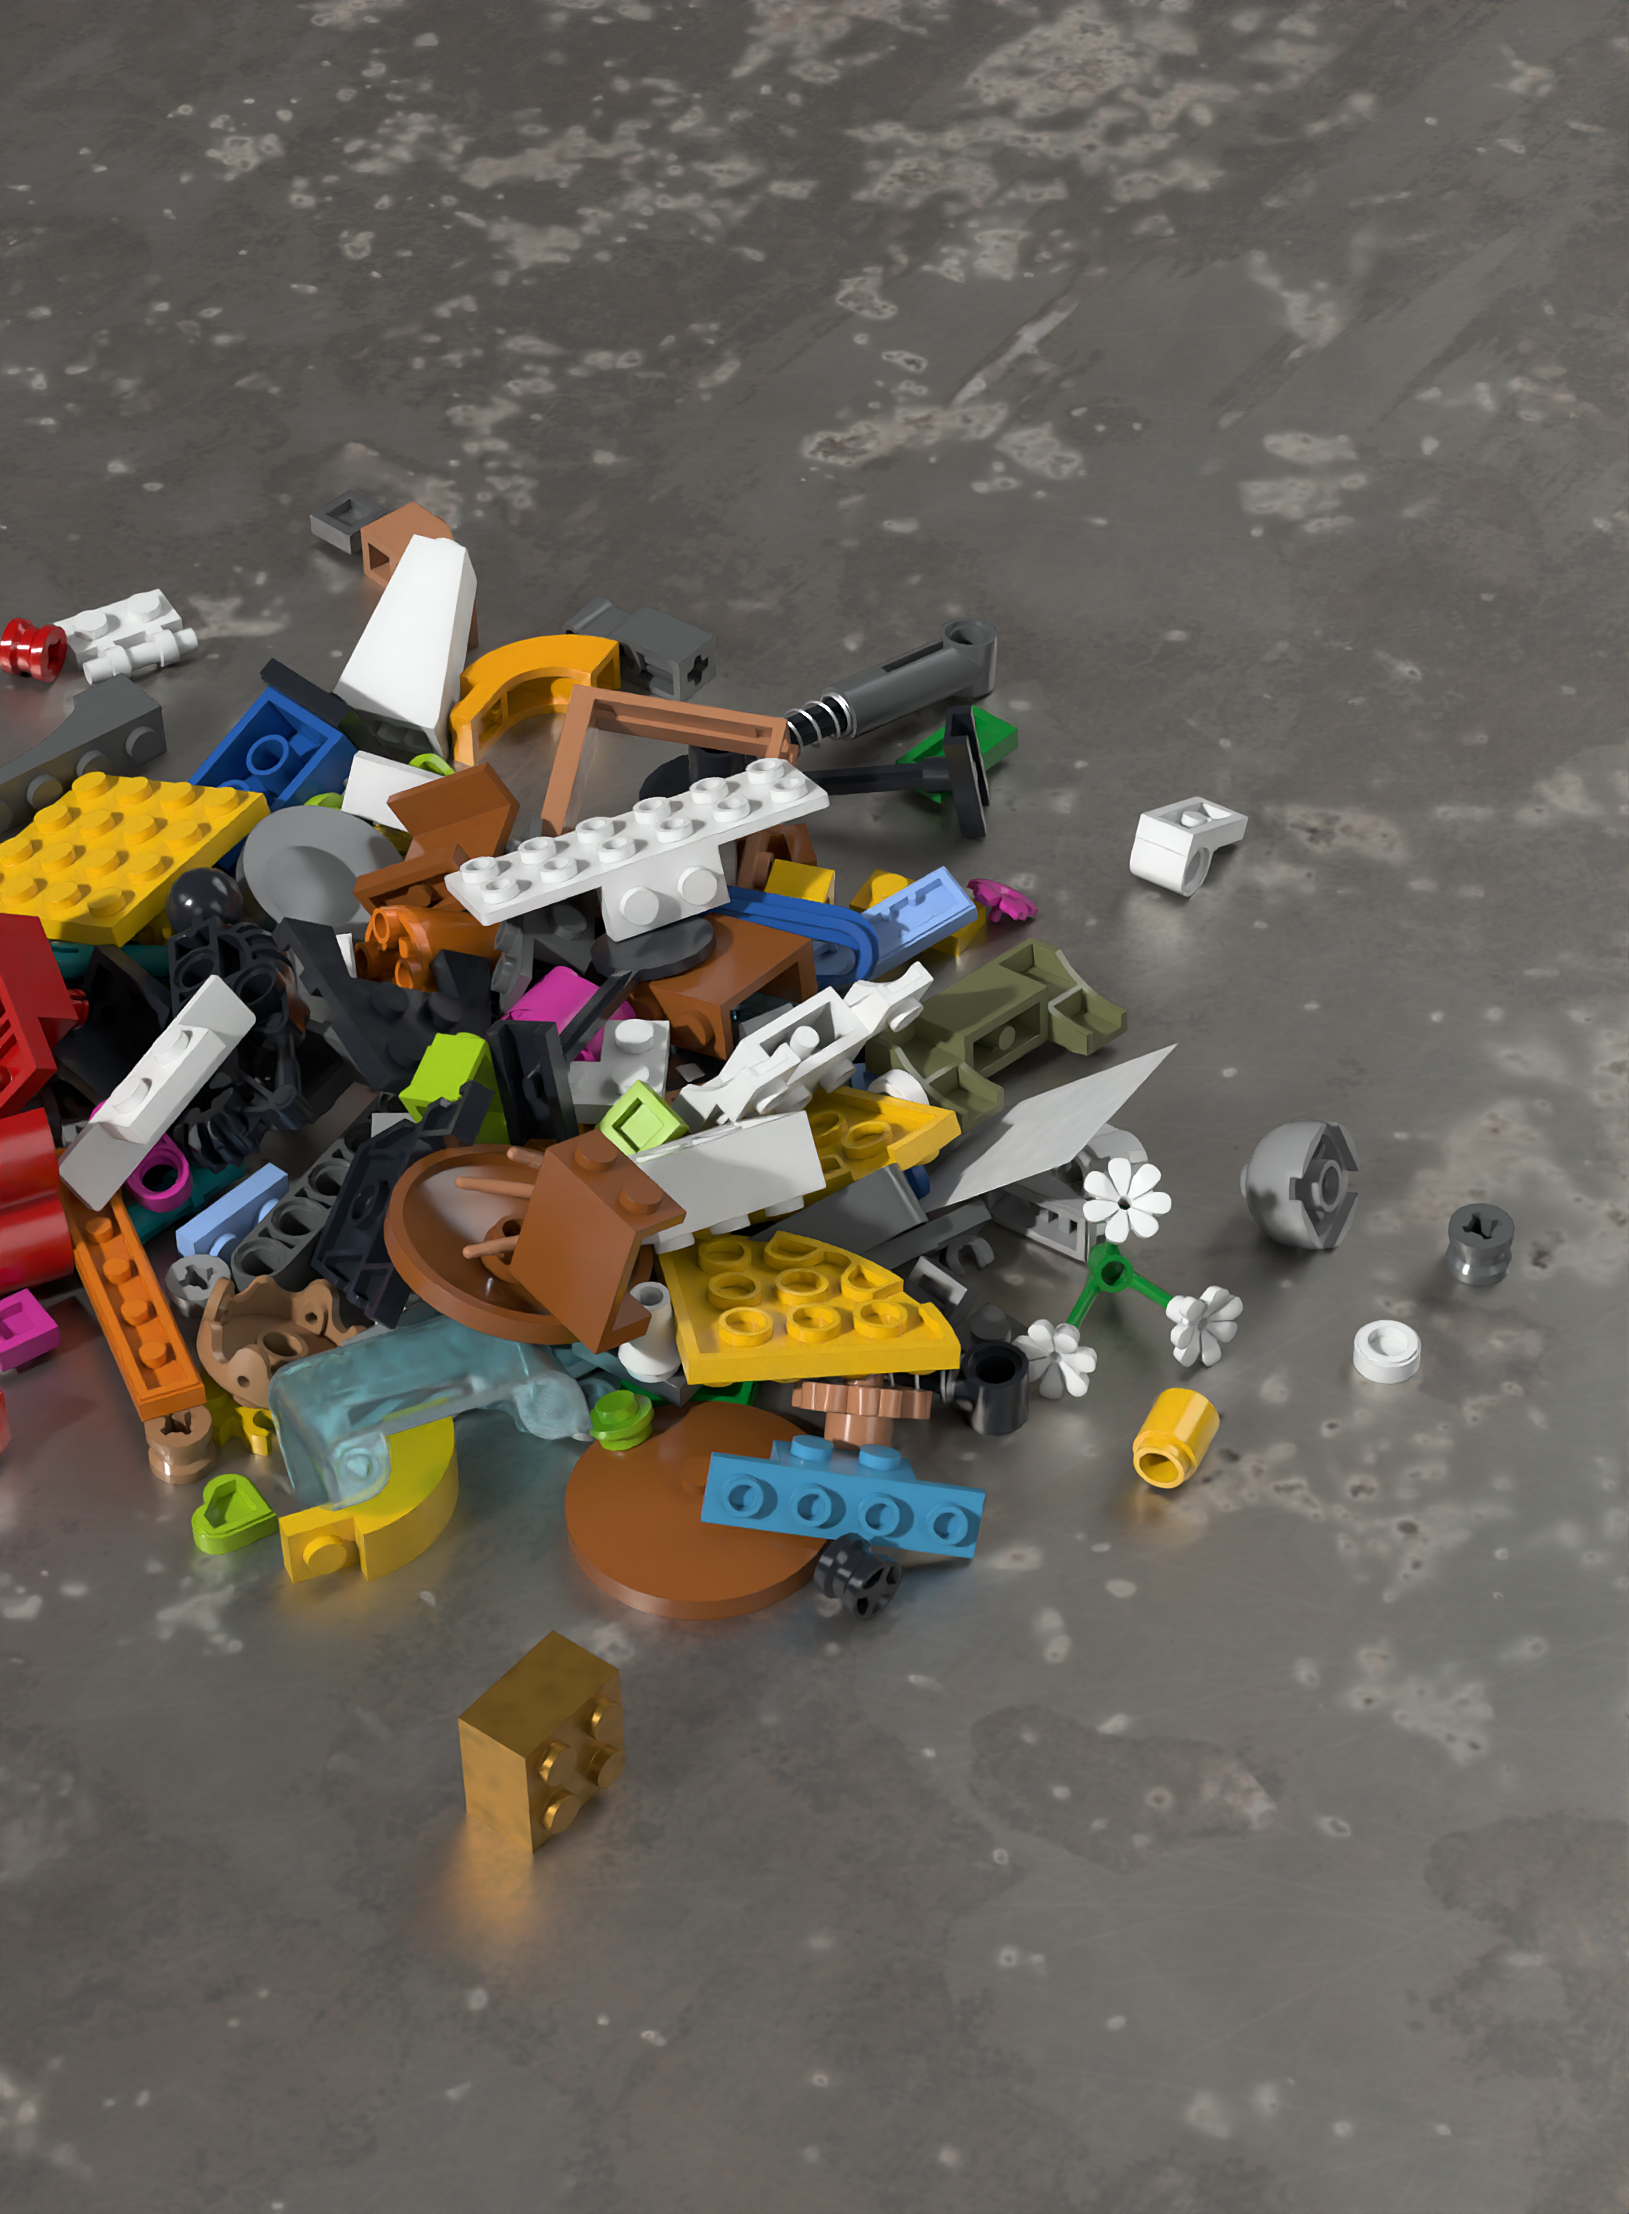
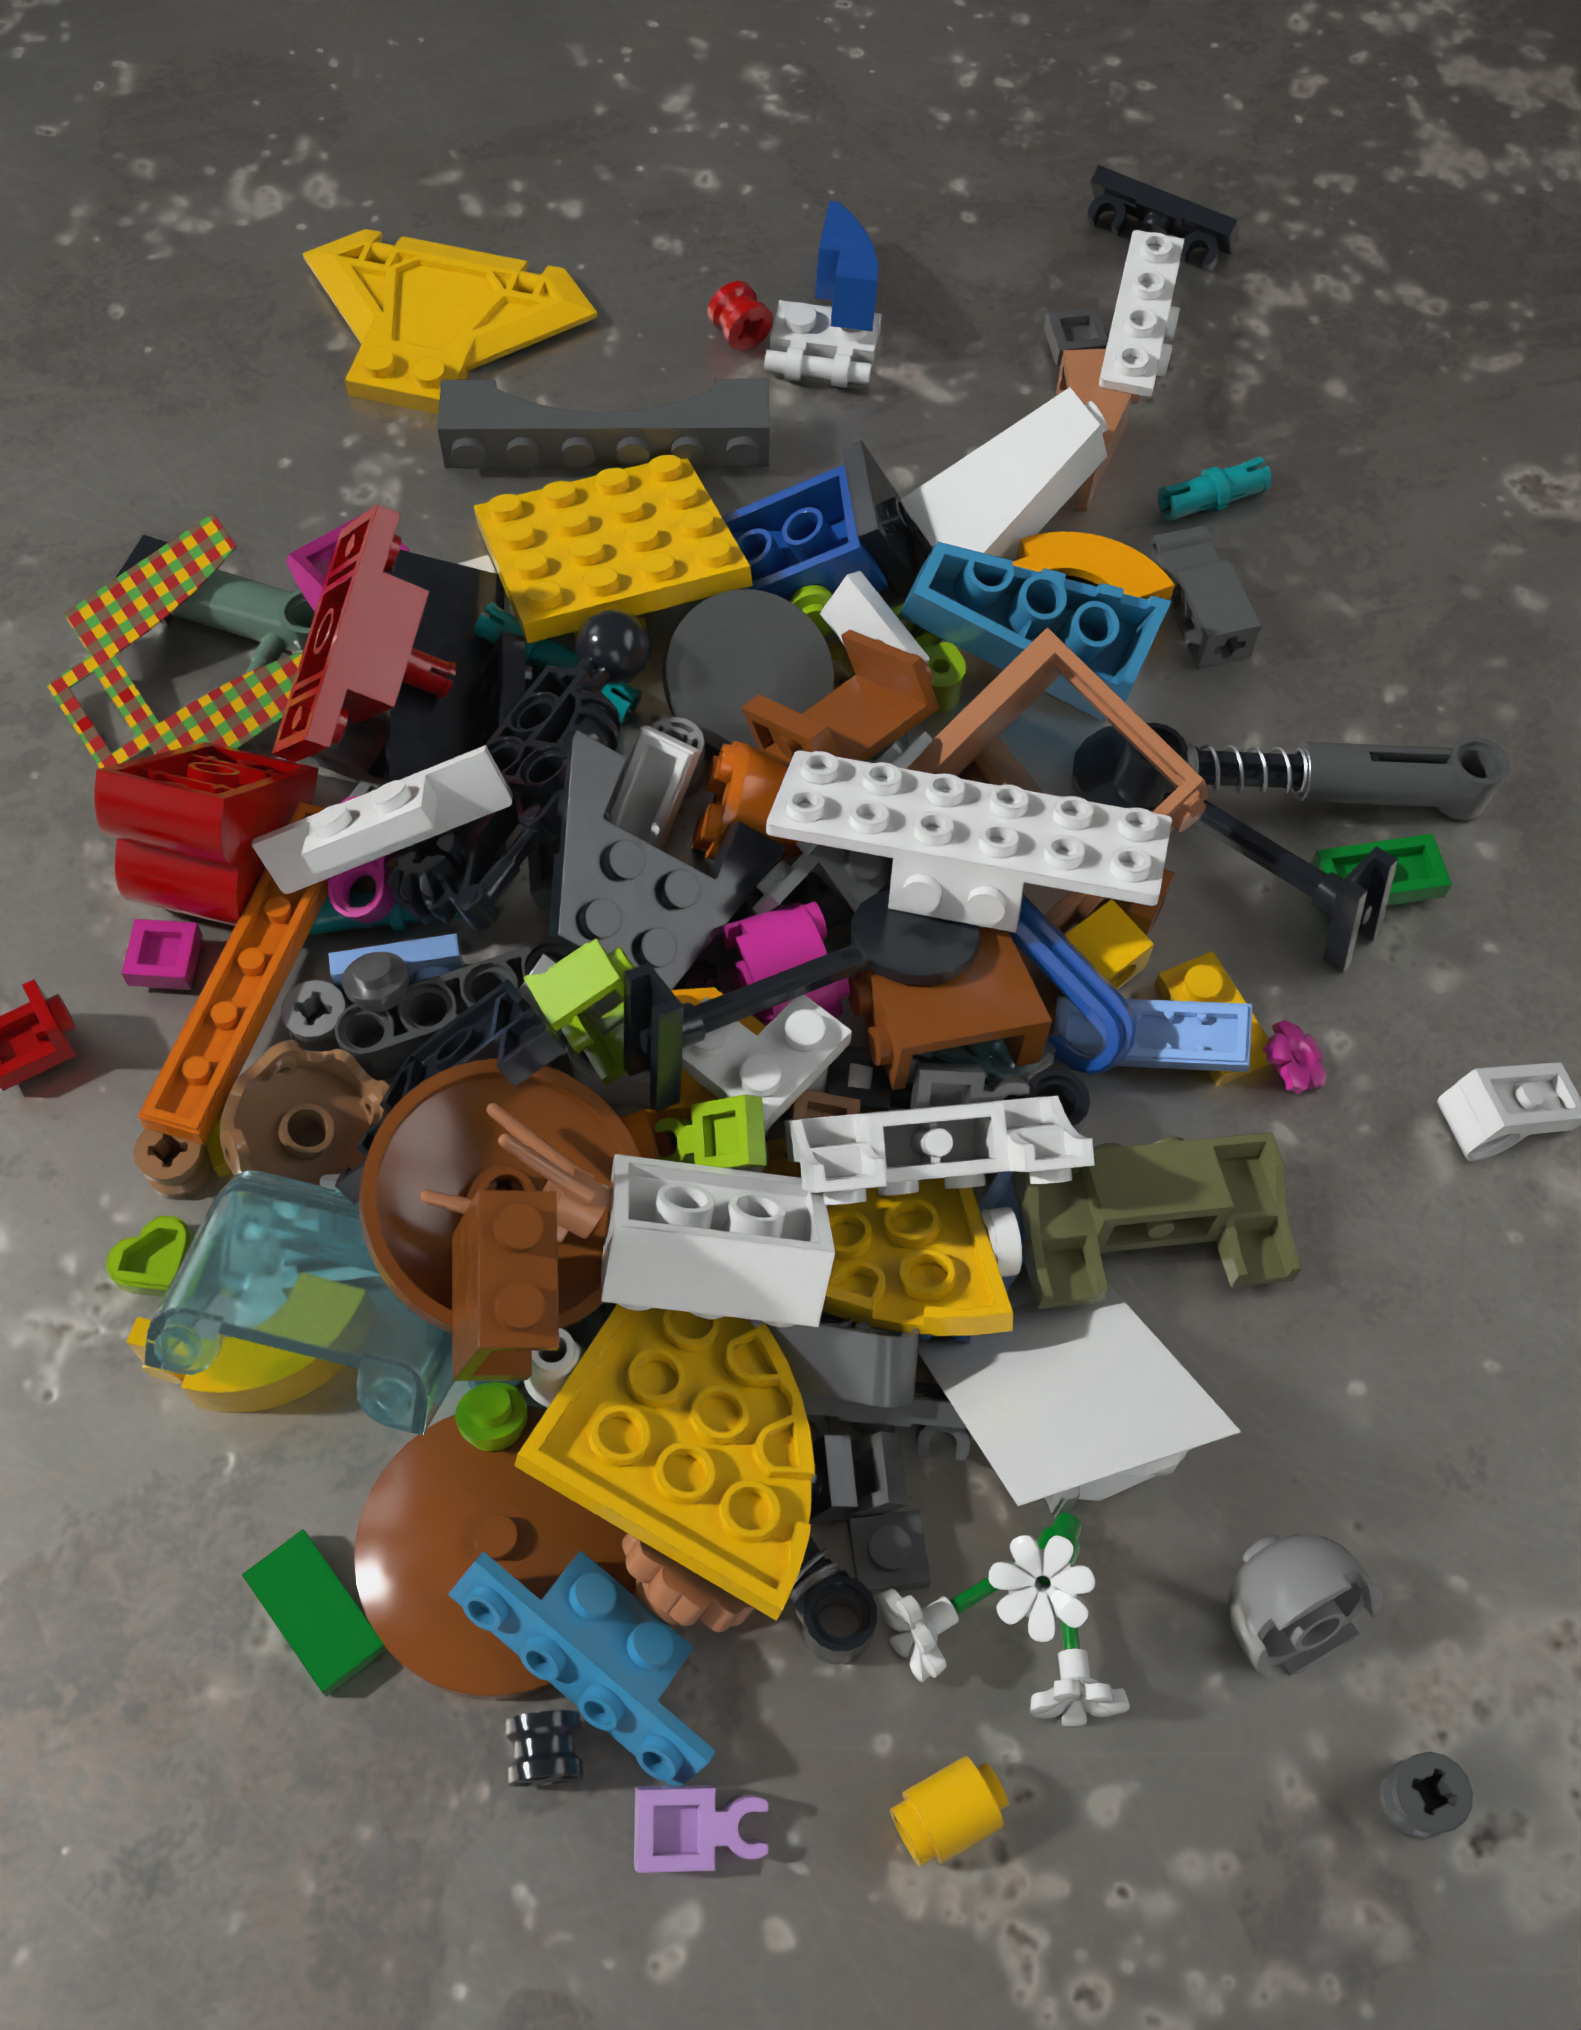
camera: 35 degrees right, 20 degrees up
(104, 562) = (847, 270): none -> blue slope
(243, 1217) = (376, 981): none -> flat silver plate
(336, 396) = (1162, 214): none -> black plate
(401, 468) = (1143, 315): none -> white bracket
(520, 716) = (1002, 608): none -> dark azure wedge
(542, 1741) = (106, 1748): pearl gold brick -> none
(576, 573) = (1214, 489): none -> teal pin
(602, 1621) = (314, 1612): none -> green tile
(1005, 1559) = (681, 1827): none -> lavender plate
(1387, 1351) = (1239, 1850): white tile -> none

